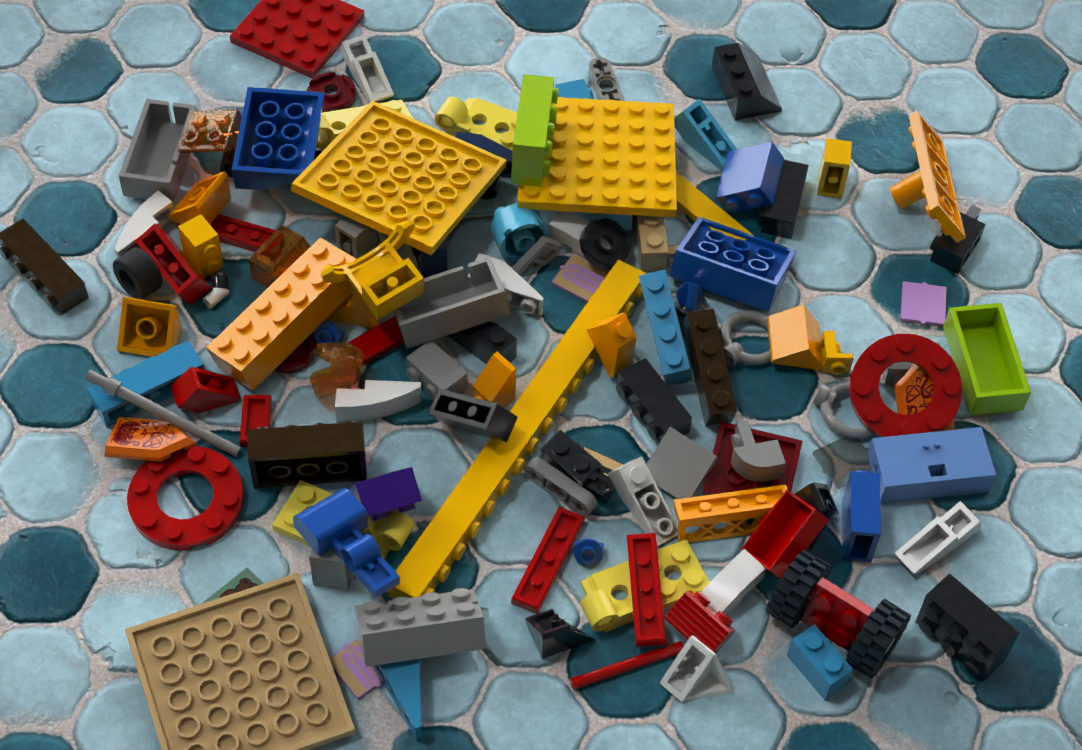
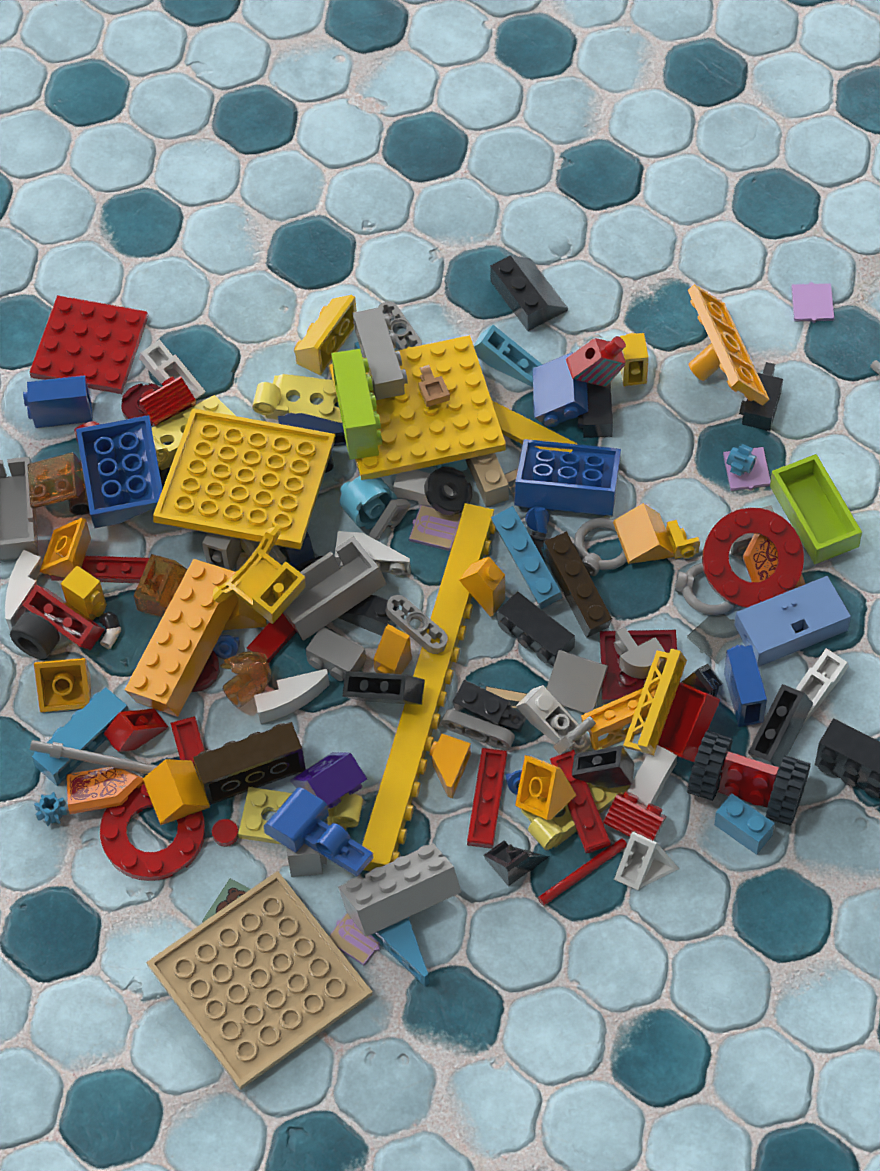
camera: 10 degrees left, 5 degrees up
(88, 446) = (48, 815): none -> dark azure gear
(221, 461) = (175, 790): none -> light orange slope
(245, 64) = (58, 401): none -> blue brick
(259, 519) = (225, 832): none -> red tile
(351, 90) = (167, 400): none -> red brick
(520, 510) = (449, 761): none -> light orange slope
(528, 373) = (398, 618): none -> light grey beam
(543, 60) = (326, 334): none -> yellow slope
(575, 94) = (378, 348): none -> light grey brick
(609, 563) = (543, 788): none -> light orange slope
(618, 139) = (432, 389): none -> medium nougat plate
(651, 521) = (574, 735): none -> light grey bar
(682, 559) = (604, 767): none -> black slope
(761, 508) = (658, 705): none -> yellow fence
(796, 155) = (597, 361): none -> red torso
(889, 567) = (780, 726): none -> black brick
(919, 291) = (741, 460): none -> dark azure gear
(1035, 164) = (812, 302): none -> lavender piece

